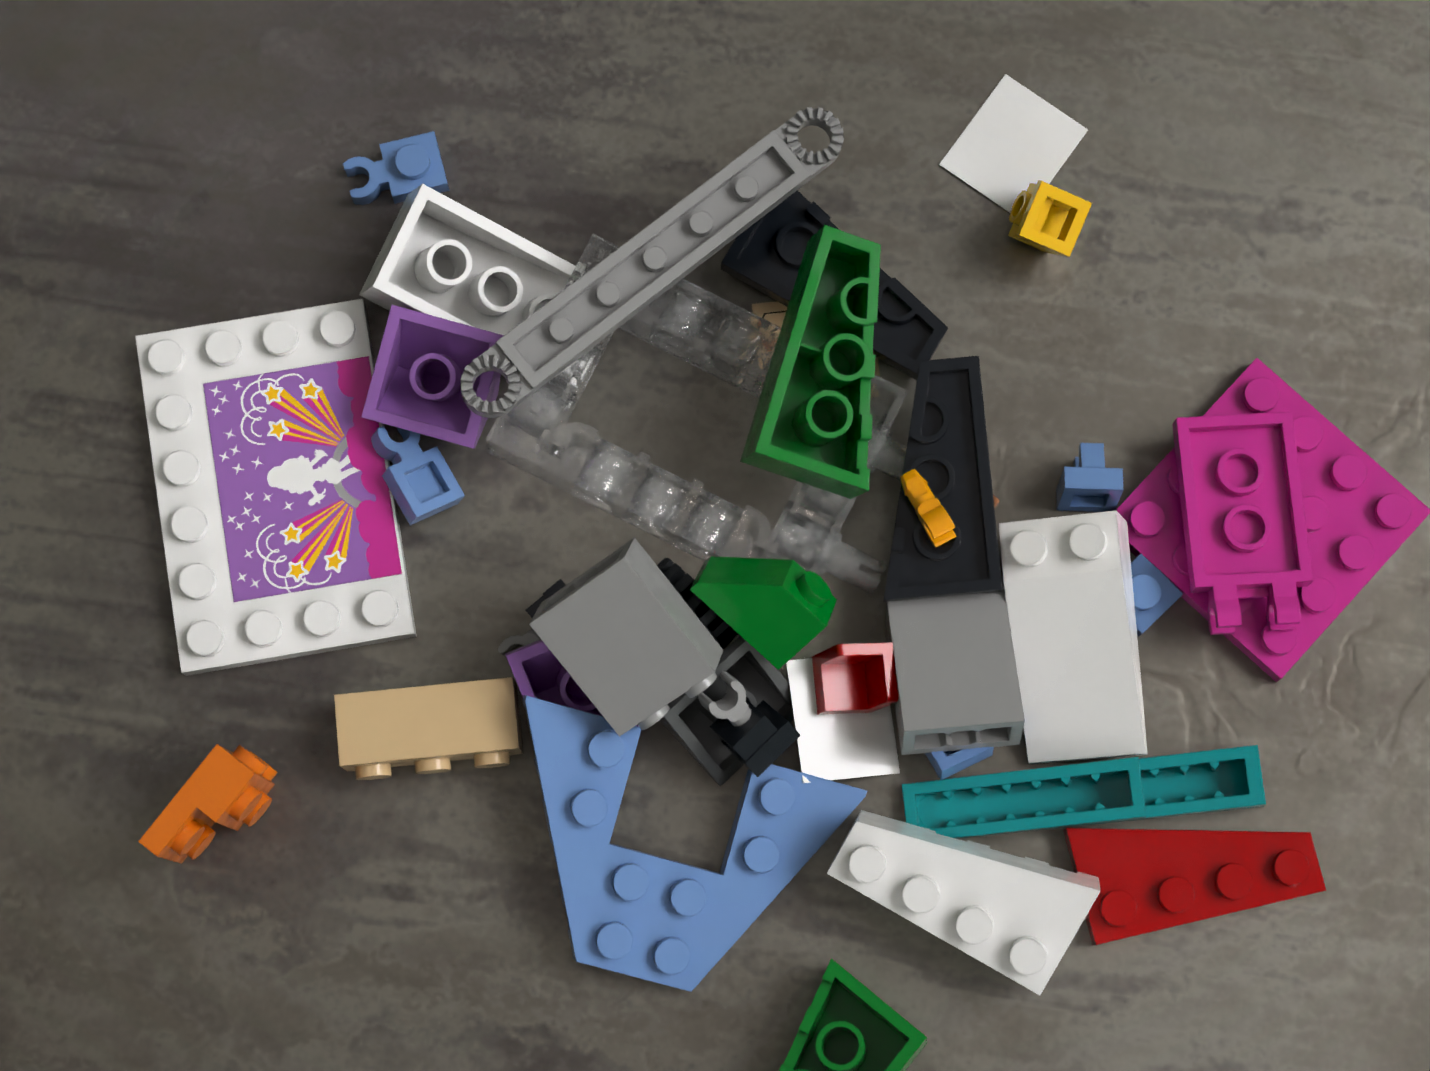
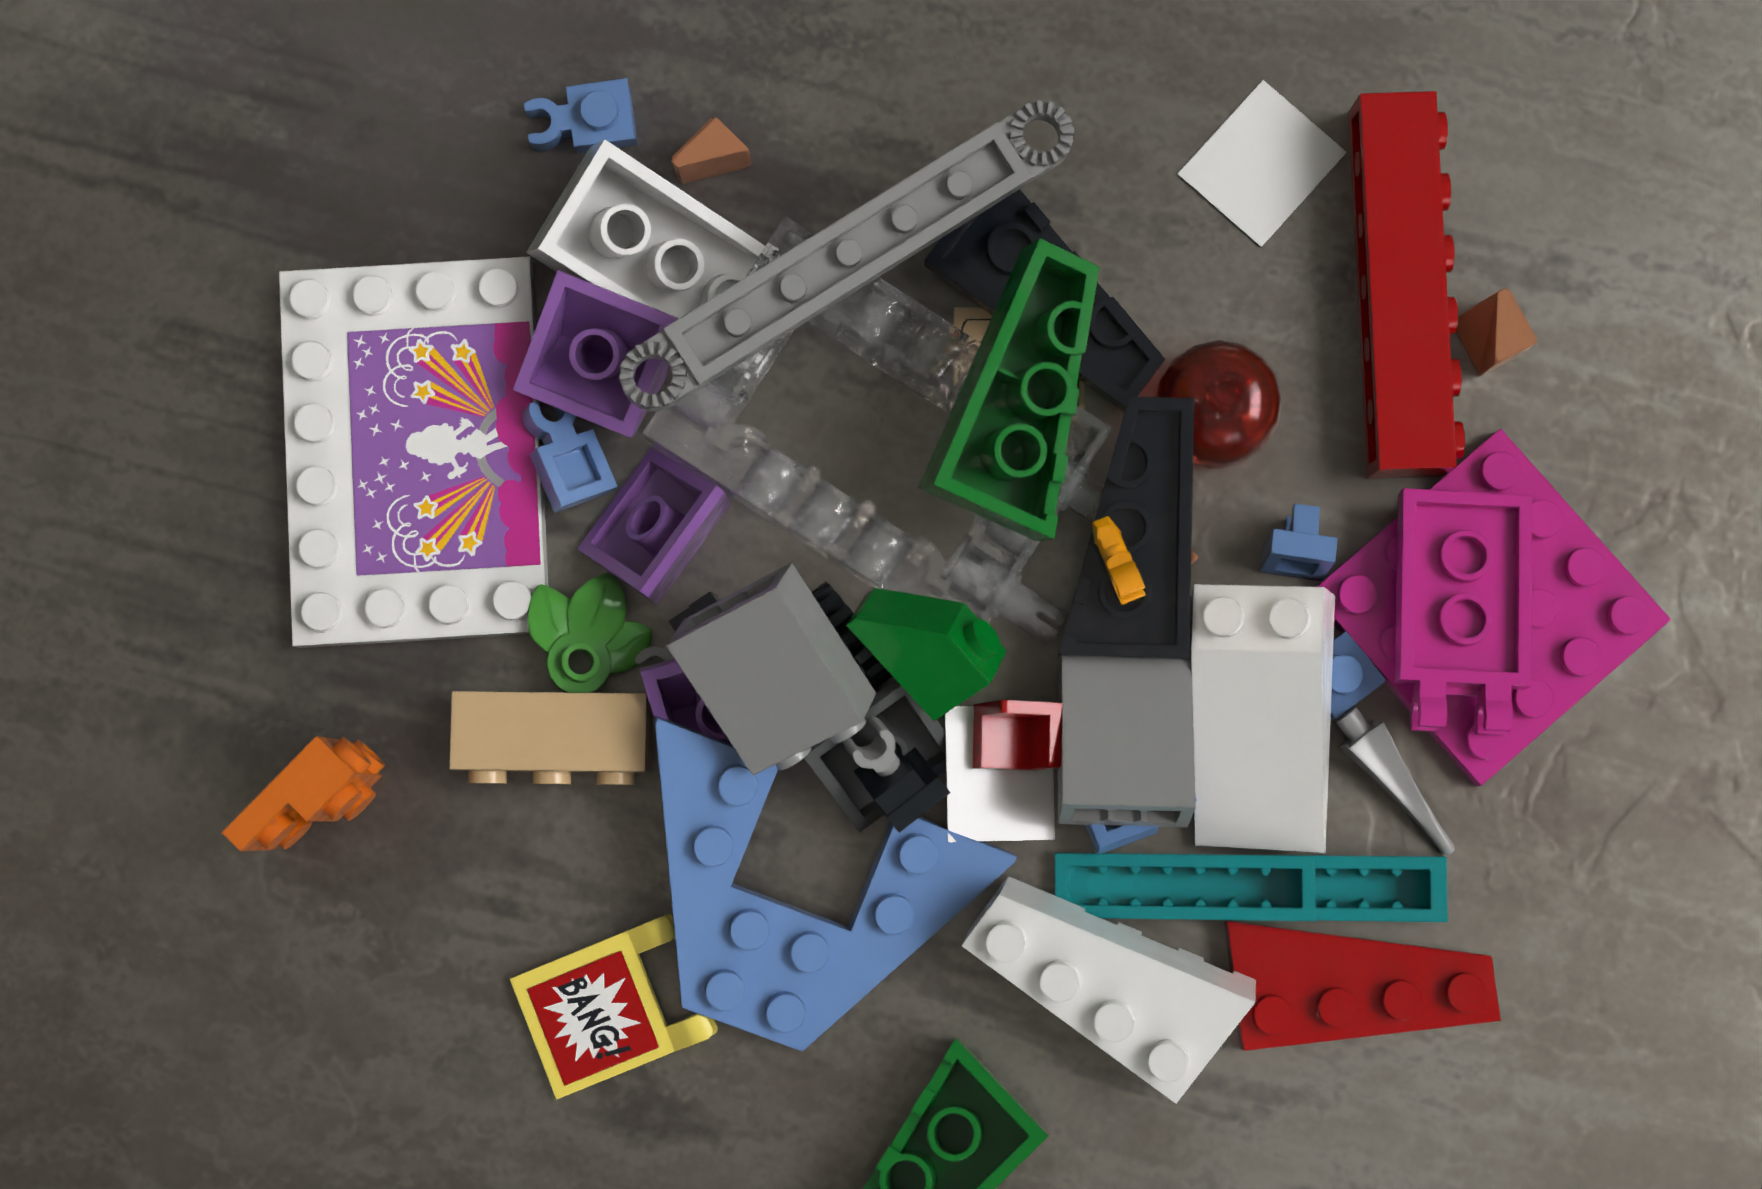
camera: 10 degrees right, 5 degrees up
(451, 623) = (586, 624): none -> bright green plate
(499, 978) = (599, 1012): none -> flag
(503, 527) = (655, 525): none -> medium lavender slope
(517, 189) = (710, 154): none -> nougat slope
(1014, 359) = (1233, 400): none -> clear red cylinder
(1041, 214) = (1282, 243): yellow brick -> none
(1154, 241) = (1404, 285): none -> red brick
(1185, 664) = (1378, 756): none -> light grey piece
(1240, 272) = (1495, 331): none -> nougat slope

